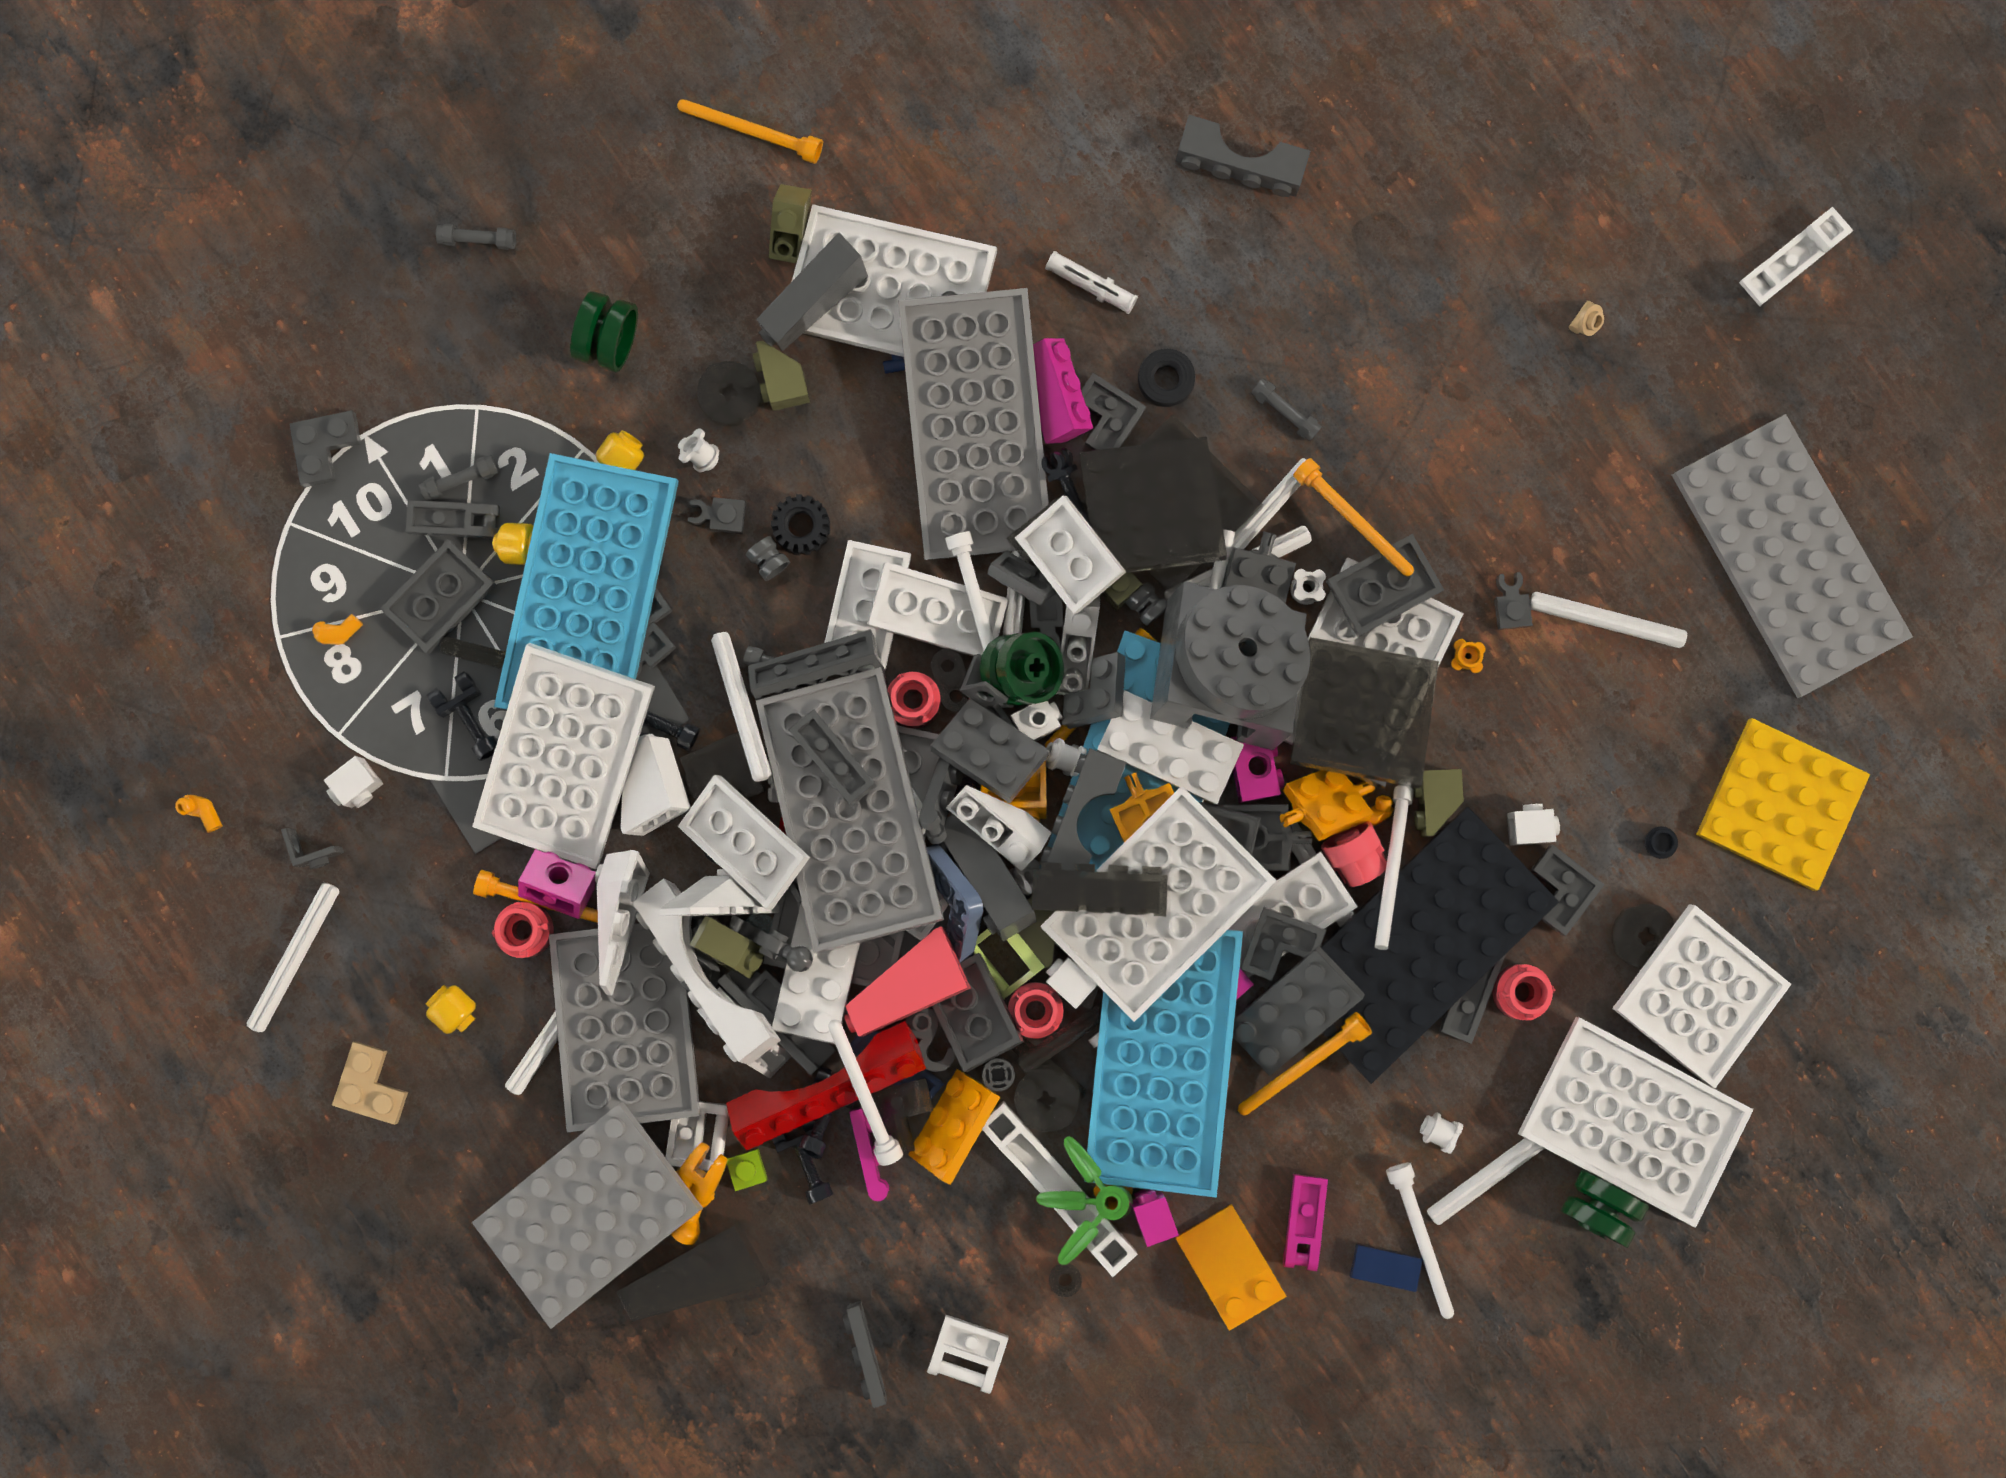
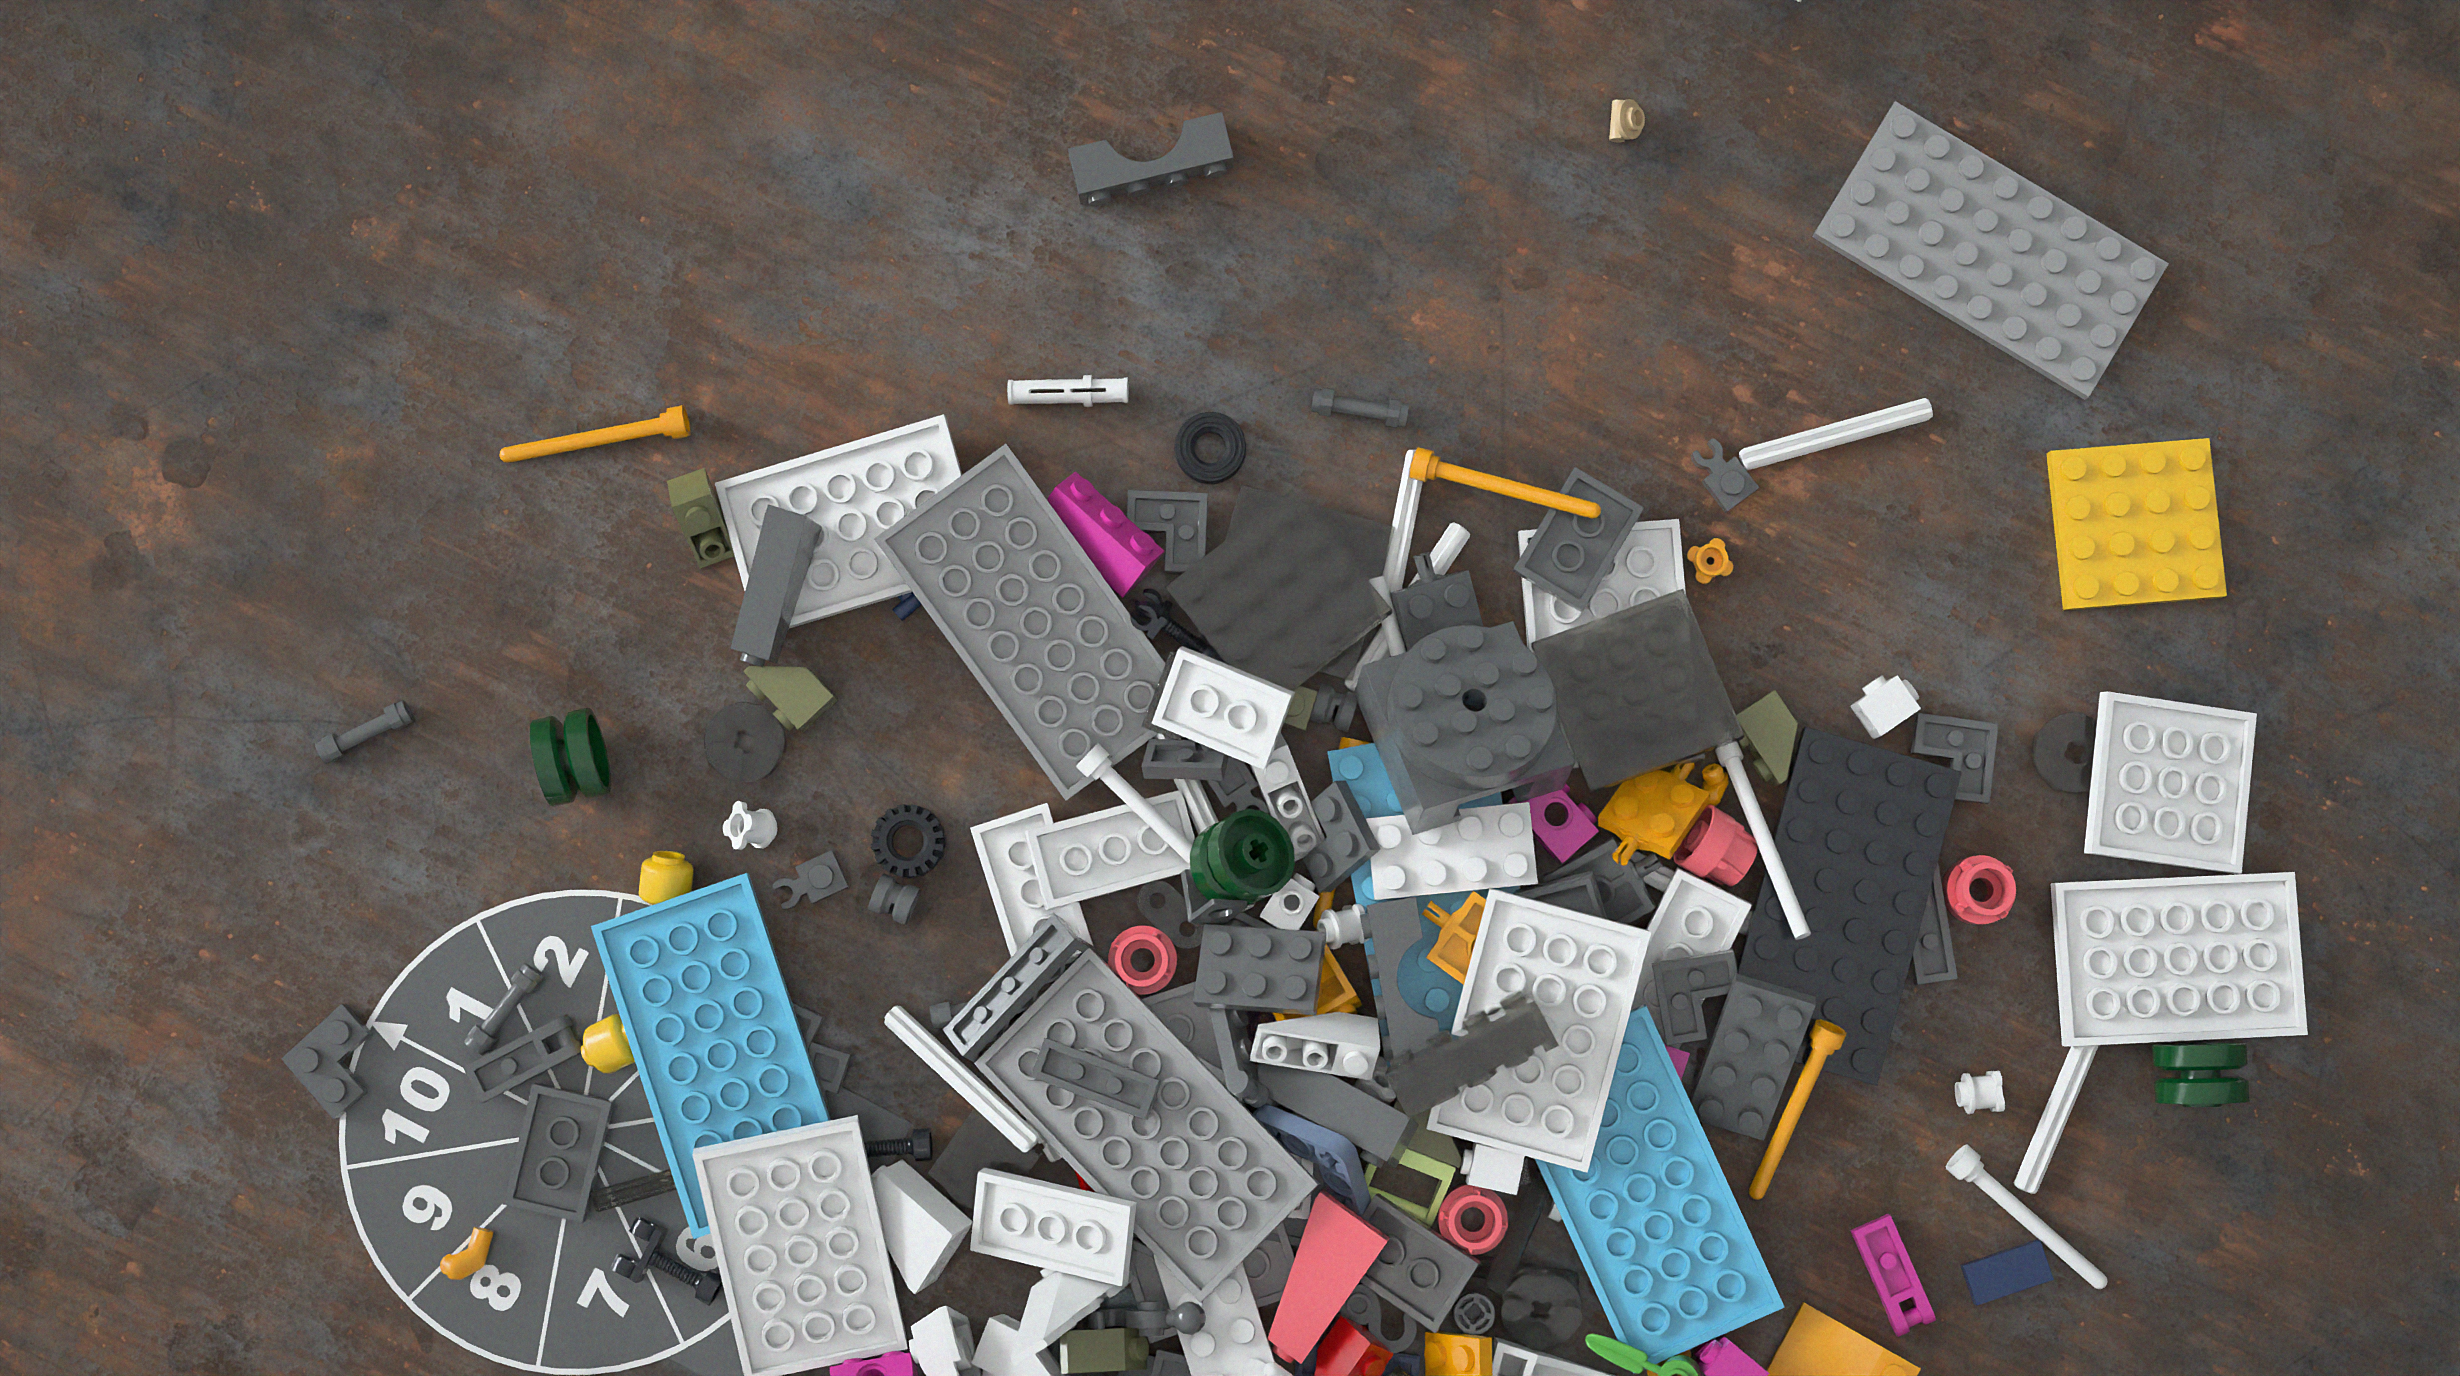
camera: 25 degrees left, 0 degrees up
(1314, 579) = (1501, 576): white brick -> none
(1661, 842) = (2031, 641): black plate -> none

